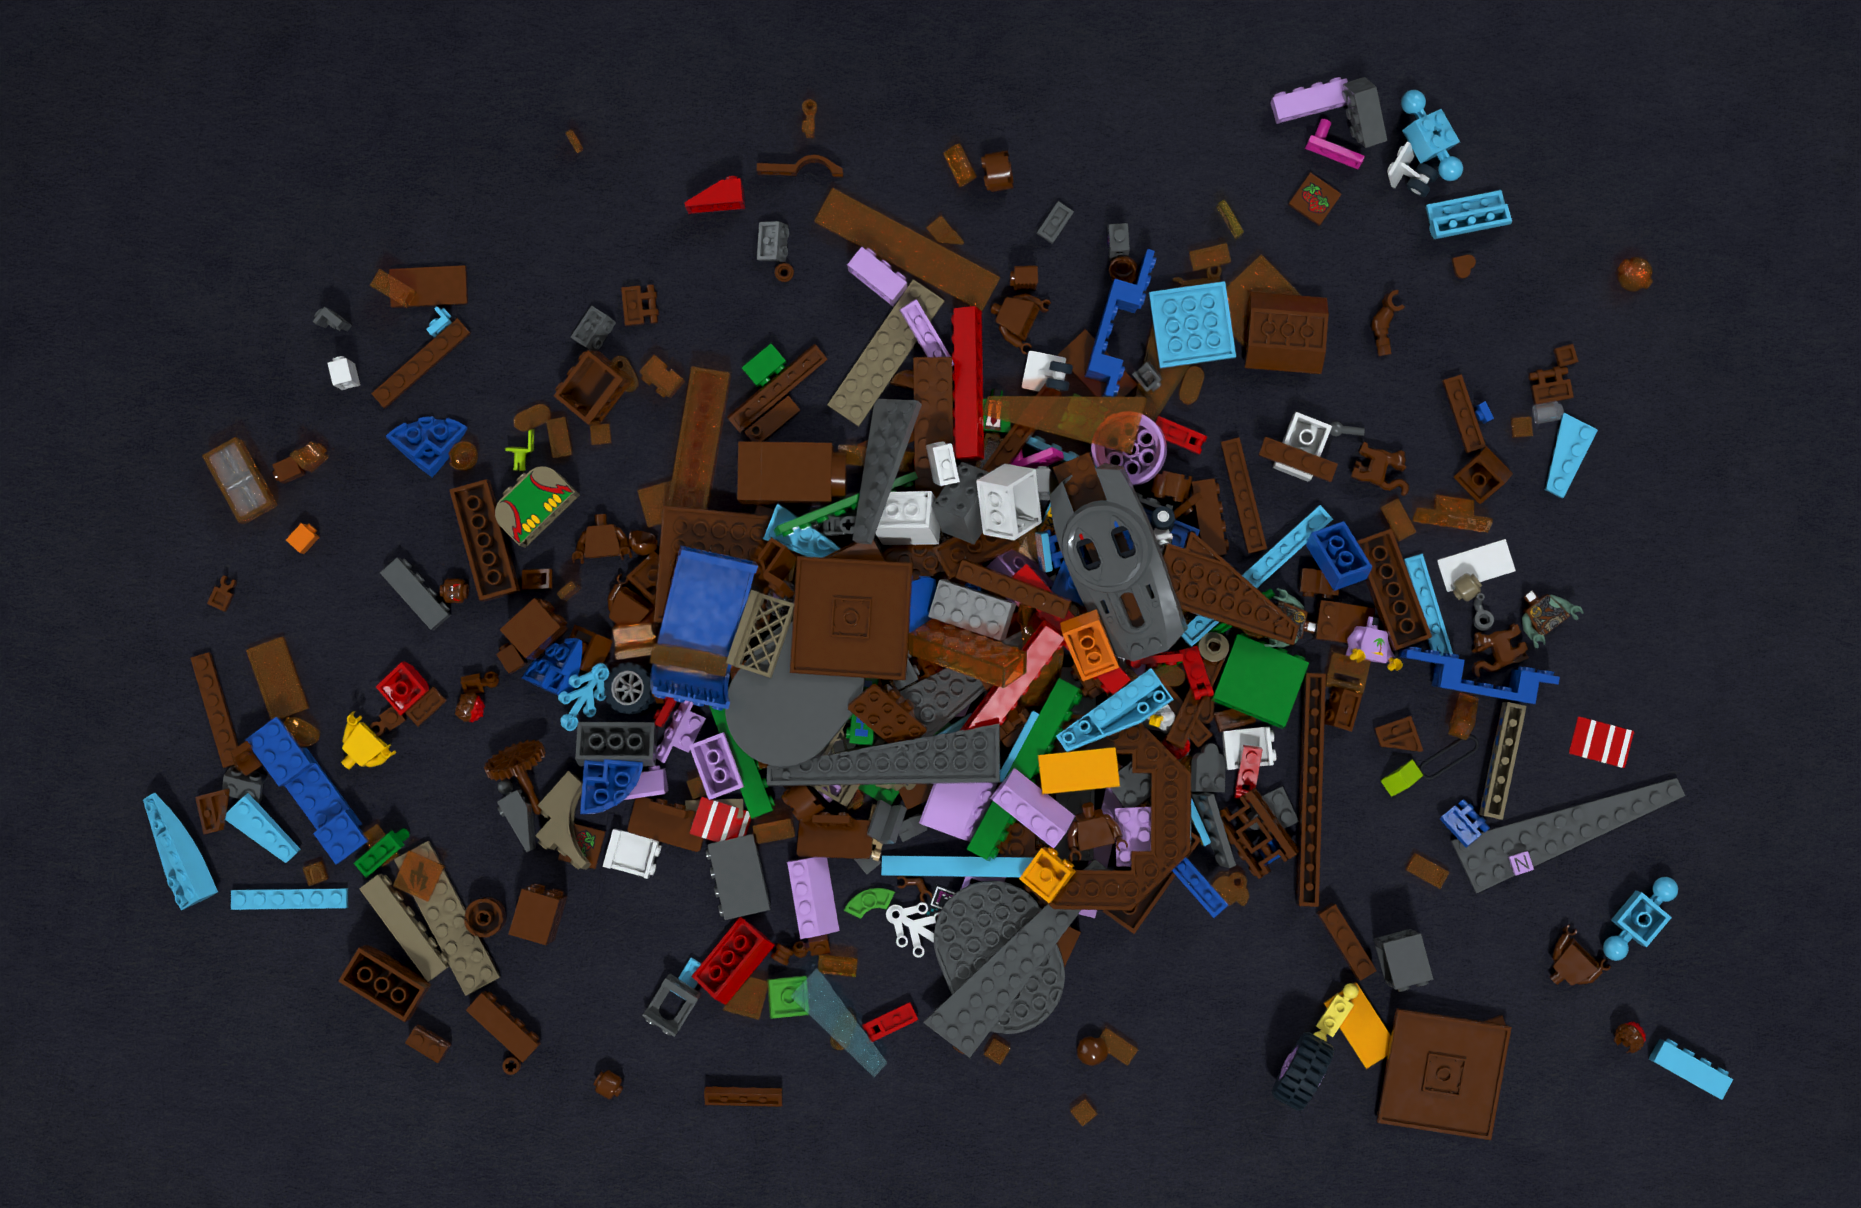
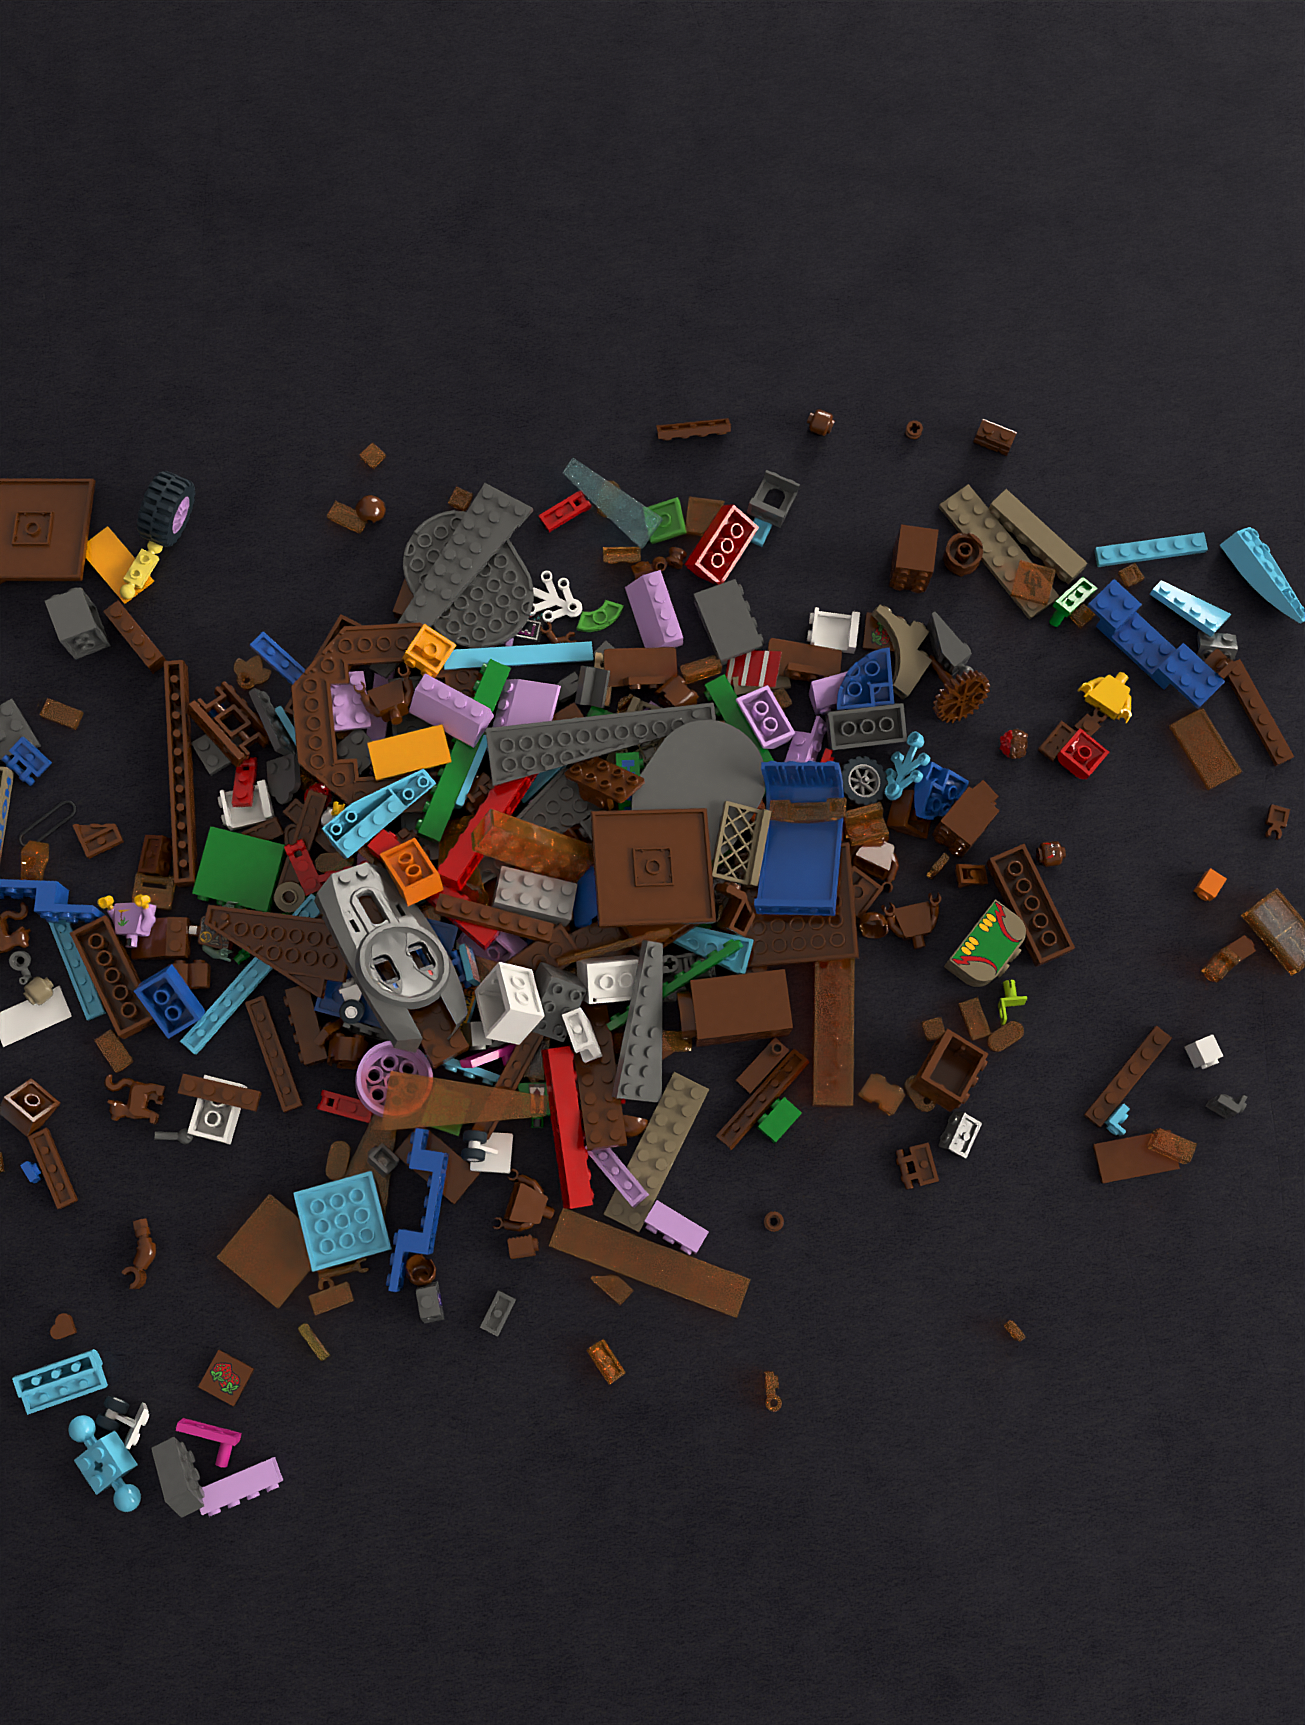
camera: 165 degrees right, 10 degrees down
(213, 810) = (1240, 617): reddish brown wing -> none
(302, 731) = (1173, 701): clear orange hat -> none
(385, 982) = (1045, 480): reddish brown brick -> none
(415, 593) = (1087, 846): dark grey brick -> none
(427, 441) = (1105, 998): blue brick -> none
(463, 455) = (1067, 986): clear orange hair -> none
(475, 684) = (1012, 767): reddish brown plate -> none
(503, 1026) = (927, 460): reddish brown brick -> none
(653, 500) = (867, 968): clear orange wing -> none
(721, 196) = (850, 1291): red slope -> none
(772, 241) = (790, 1251): dark grey bracket -> none
(793, 169) = (784, 1331): reddish brown piece -> none
(864, 549) = (649, 936): none -> clear orange bar
(998, 171) = (564, 1358): reddish brown brick -> none
(1287, 333) = (241, 1226): reddish brown slope -> none
(1402, 778) = (91, 796): lime slope -> none
(1453, 513) = (57, 1065): clear orange bracket -> none

